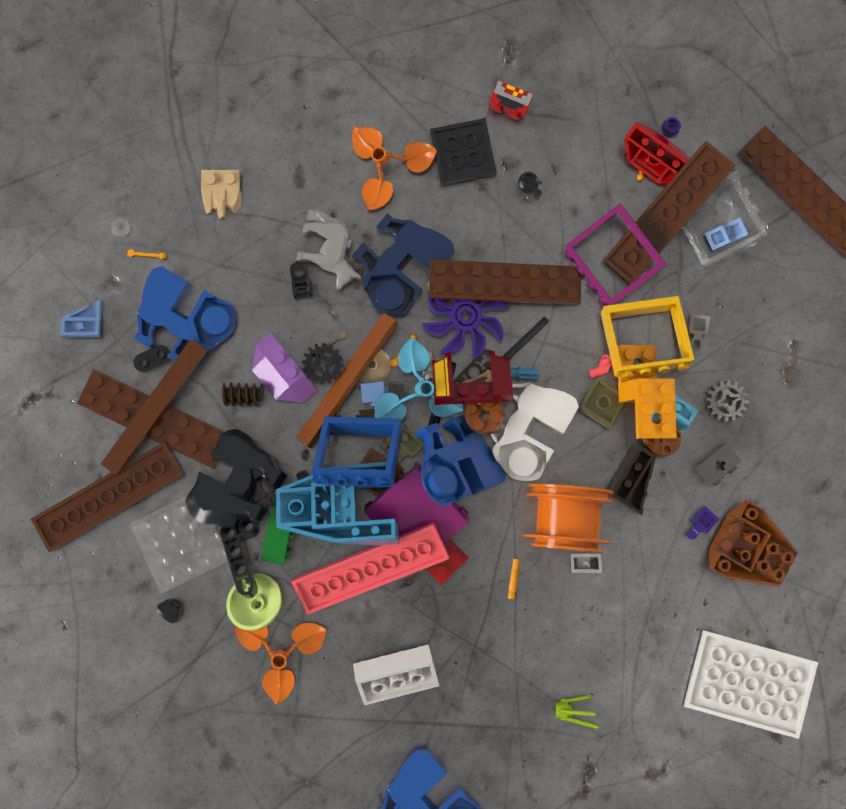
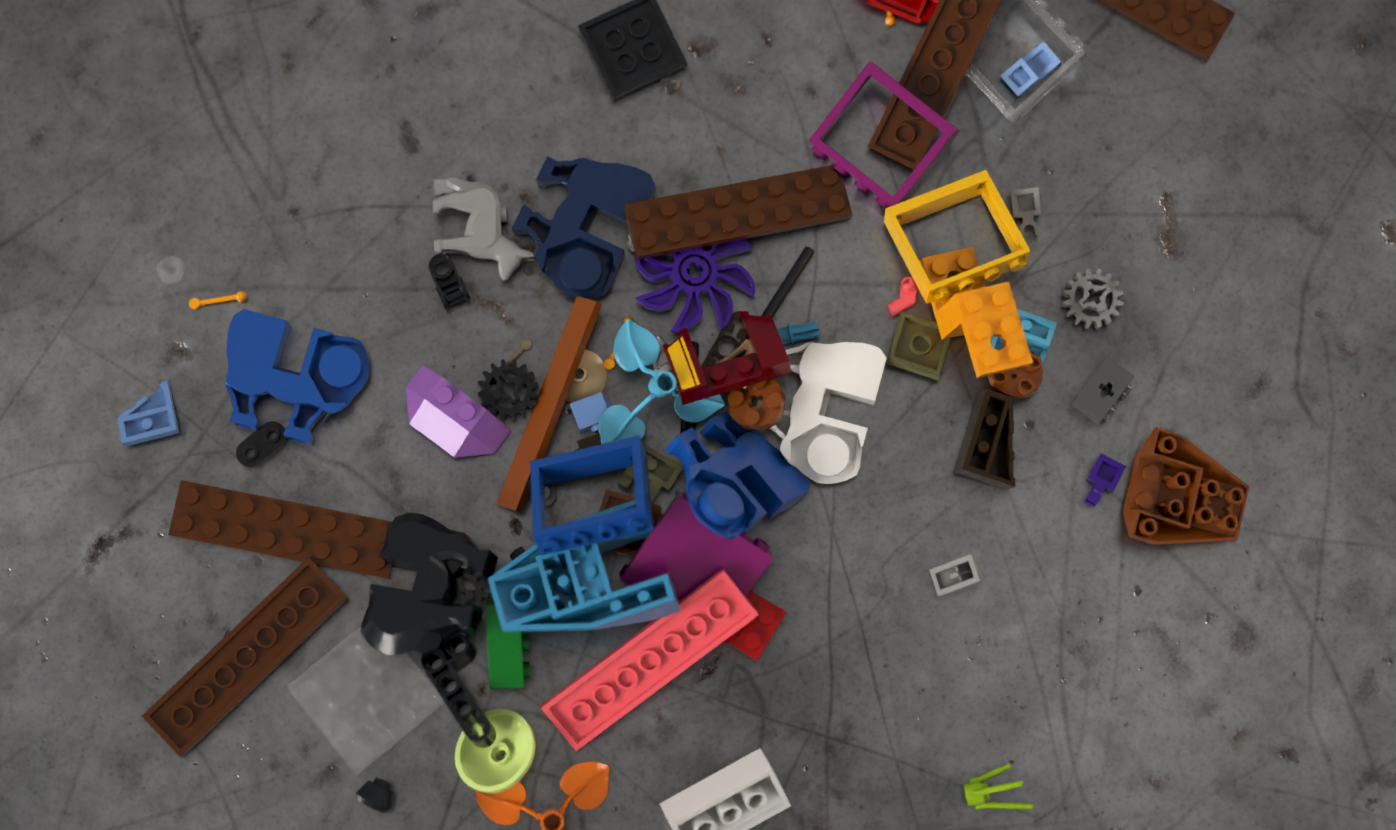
camera: 20 degrees left, 5 degrees down
(153, 407) = (282, 510): reddish brown tile -> none
(221, 191) = (302, 185): tan plate -> none
(242, 395) = (405, 462): dark brown piece -> none
(368, 144) = (497, 64): orange plant -> none
(399, 388) = (626, 396): dark grey plate -> none
(514, 579) = (858, 626): light orange wheel -> none
(528, 183) = (736, 67): black piece -> none
(569, 516) = (911, 511): orange wheel -> none
(750, 684) = (1231, 687): white plate -> none

